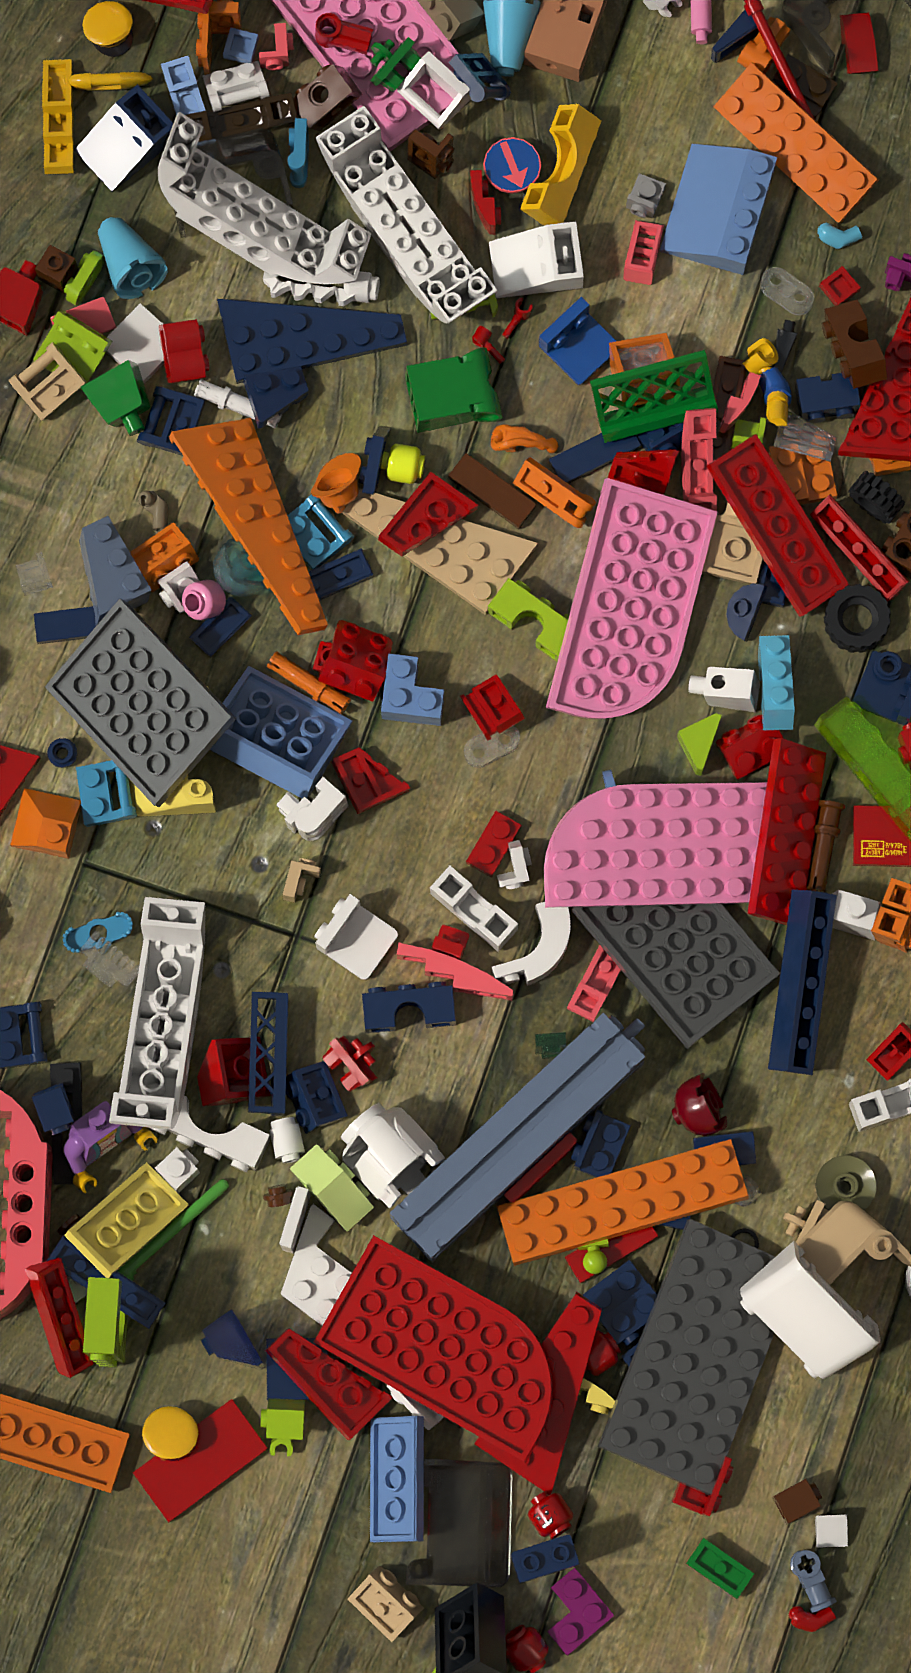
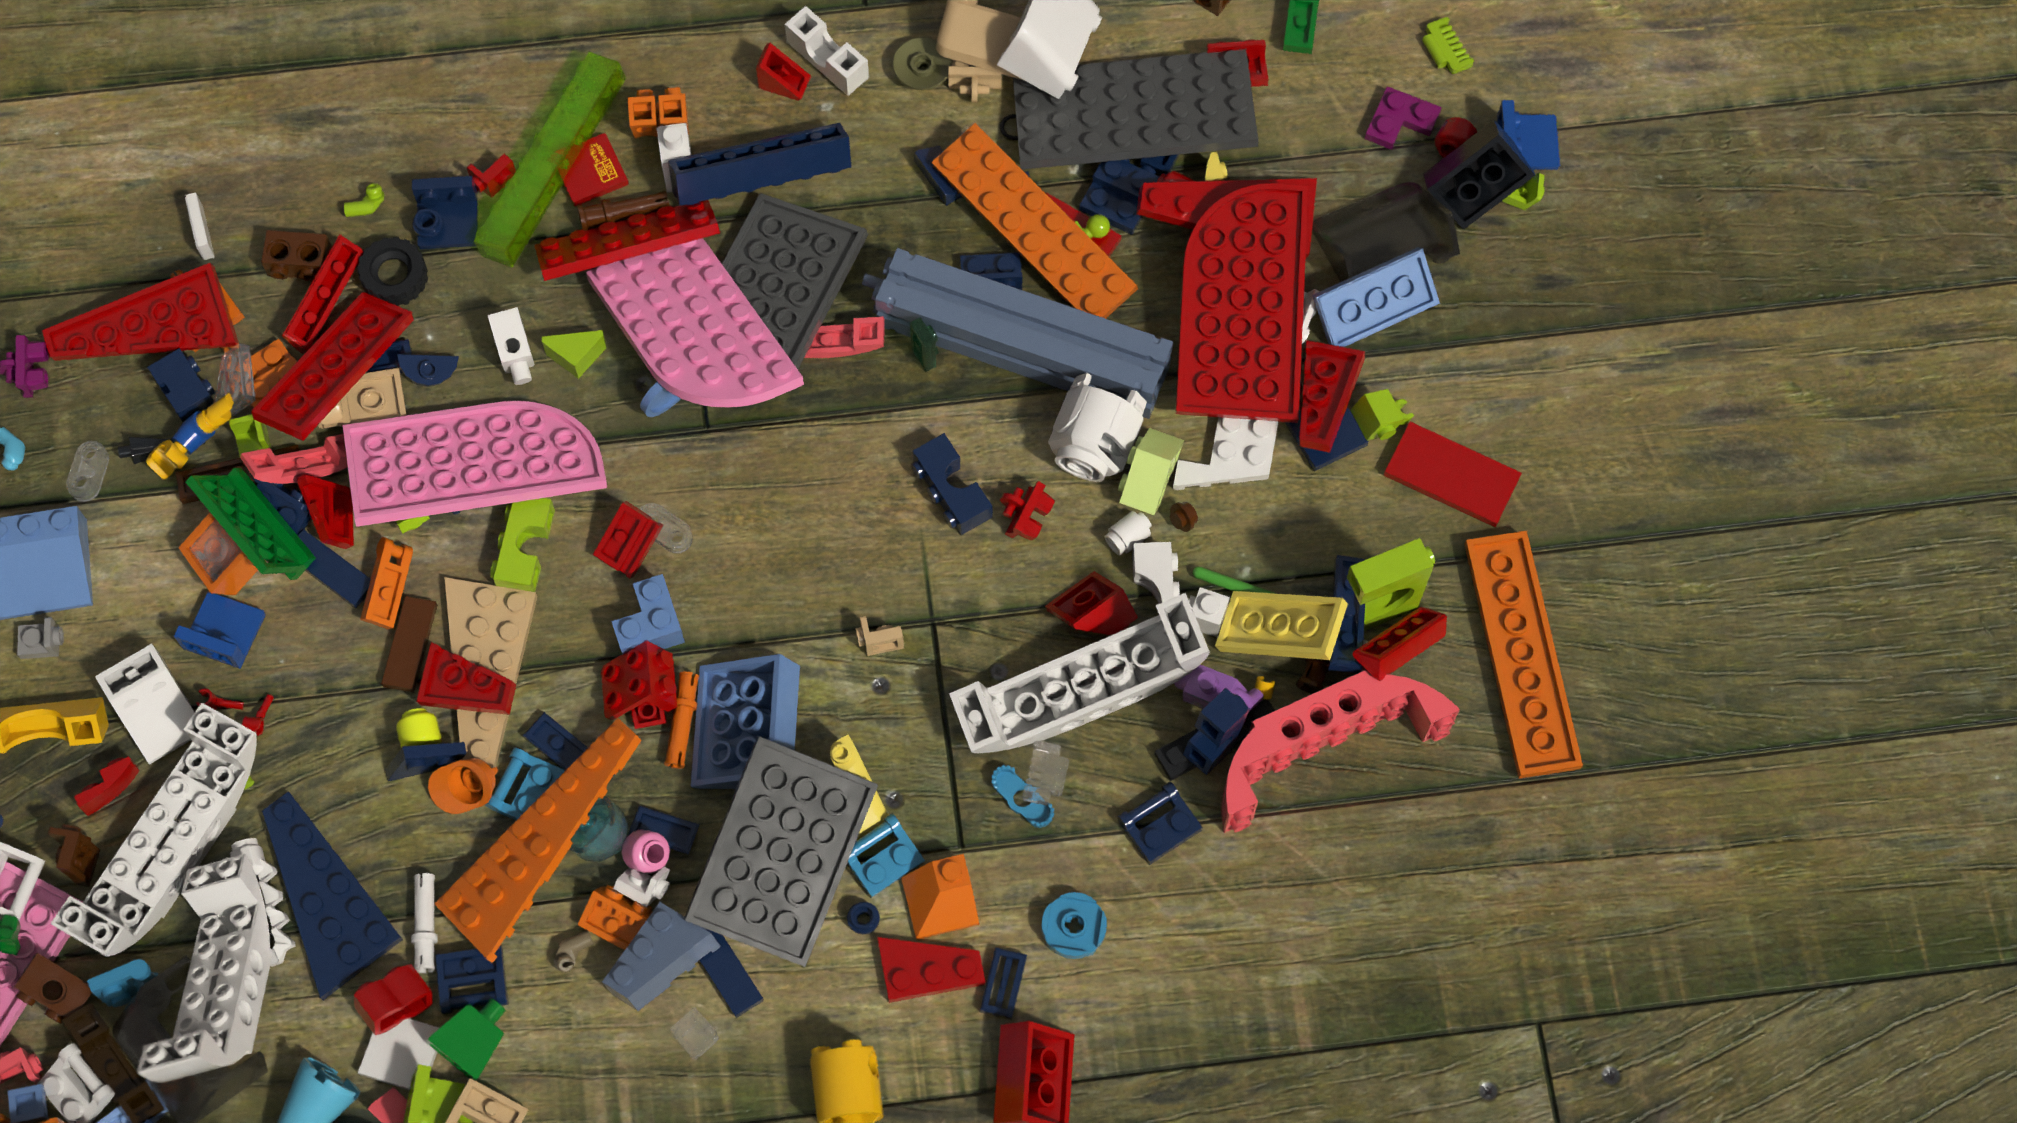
camera: 120 degrees left, 10 degrees down
(170, 1433) = (1447, 501): yellow piece -> none
(230, 1342) = (1336, 488): clear blue slope -> none
(274, 392) = (398, 889): dark blue wing -> none
(278, 1057) = (1057, 576): dark blue fence -> none
(295, 1219) = (1199, 484): white tile -> none
(313, 817) = (811, 643): white hips -> none
(314, 1097) = (1076, 528): dark blue bracket -> none
(355, 938) = (909, 560): white bracket -> none
(366, 780) = (753, 622): red wing -> none
(386, 1603) = (1483, 264): tan bracket -> none
(451, 942) = (872, 476): red bracket -> none
(452, 391) = (324, 722): green piece -> none
(466, 977) = (898, 454): coral slope -> none
(471, 908) = (833, 462): white arch -> none
(493, 844) = (758, 486): red plate -> none
(508, 437) = (349, 648): orange piece -> none
(512, 165) = (56, 775): blue piece -> none
(520, 859) = (771, 448): white bracket -> none
(544, 1558) = (1378, 147): dark blue panel -> none
(548, 953) = (835, 390): white arch -> none
(550, 1514) = (1334, 167): red head -> none
(637, 269) = (120, 612): coral slope -> none
(698, 1106) = (916, 204): dark red cylinder -> none
(736, 406) = (217, 451): coral slope -> none
(748, 746) = (555, 307): red bracket -> none
(777, 682) = (505, 288): medium azure arch -> none
(839, 286) = (64, 424): red plate -> none
(859, 360) = (136, 361): reddish brown arch -> none
(876, 497) = (267, 297): black tyre -> none

